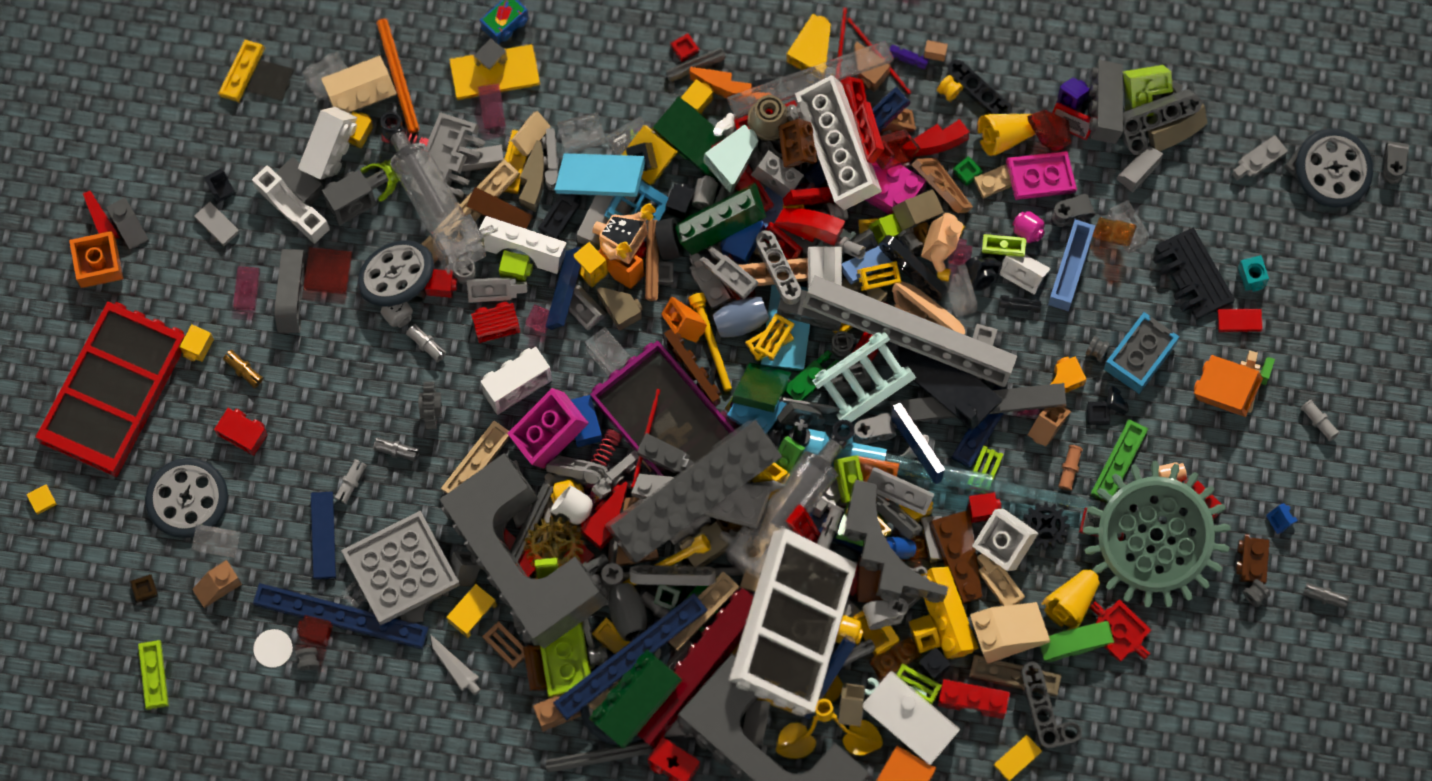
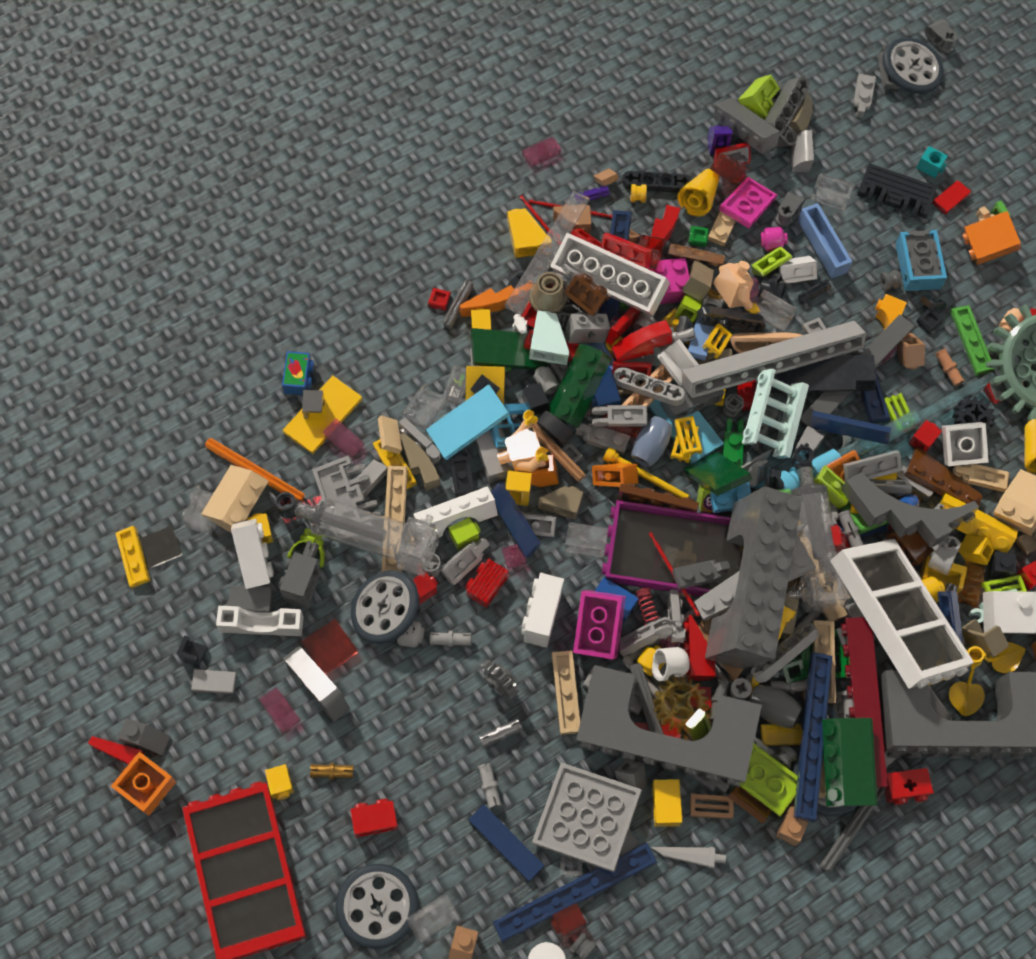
camera: 45 degrees left, 5 degrees down
(497, 209) = (411, 504): reddish brown tile -> none
(1114, 231) = (832, 198): clear orange slope -> none

